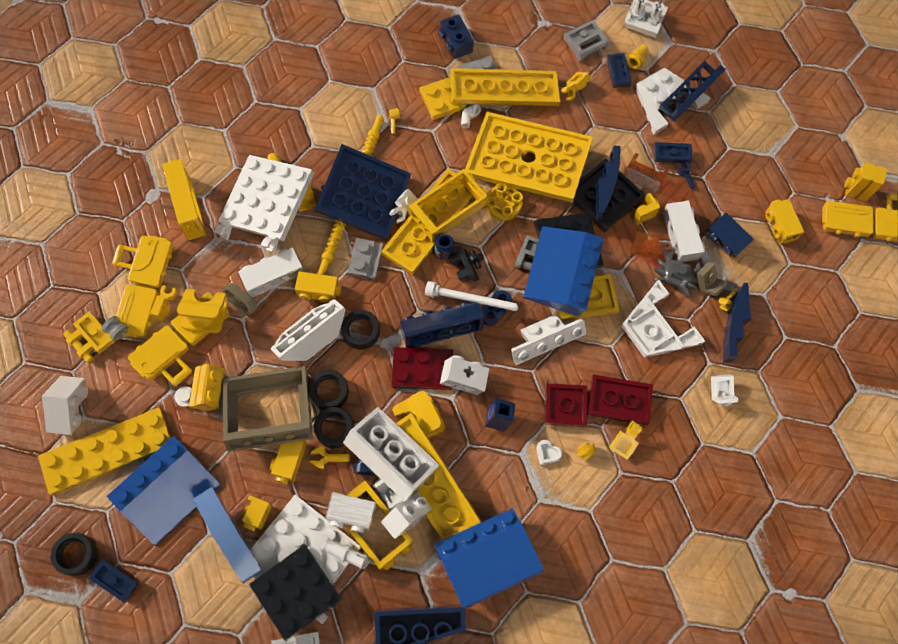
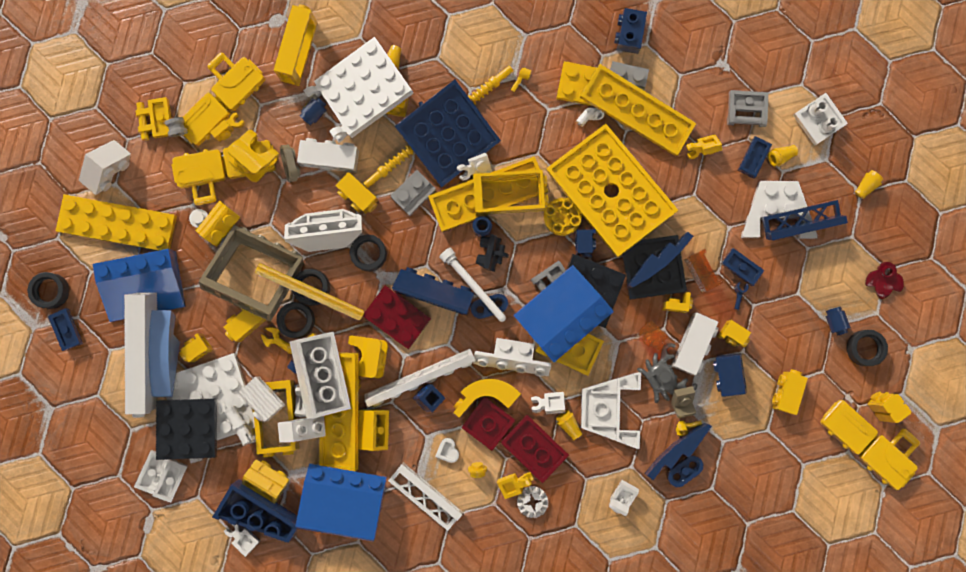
camera: 40 degrees right, 15 degrees up
(205, 548) = (137, 378): none -> white brick
(233, 245) = (313, 111): none -> dark blue brick
(330, 389) = (309, 291): none -> yellow axle
(403, 591) = (265, 480): none -> yellow brick
(455, 377) = (415, 339): white brick -> none
(471, 475) = (373, 430): none -> yellow brick
(475, 412) = (422, 376): none -> white plate
(536, 207) = (585, 243): none -> dark blue brick
(551, 370) = (486, 387): none -> yellow arch
(558, 497) = (431, 493): none -> white fence
(605, 352) = (553, 403): none -> white plate
(633, 360) = (569, 424): none -> yellow cone
(652, 457) = (538, 494): none -> white gear
(707, 204) = (734, 334): none -> yellow brick
(716, 39) = (868, 184): none -> yellow cone
(754, 337) = (686, 474): none -> dark blue plate
(774, 147) = (837, 321): none -> dark blue brick
(785, 99) = (884, 283): none -> dark red plate
(817, 142) = (882, 348): none -> black tyre

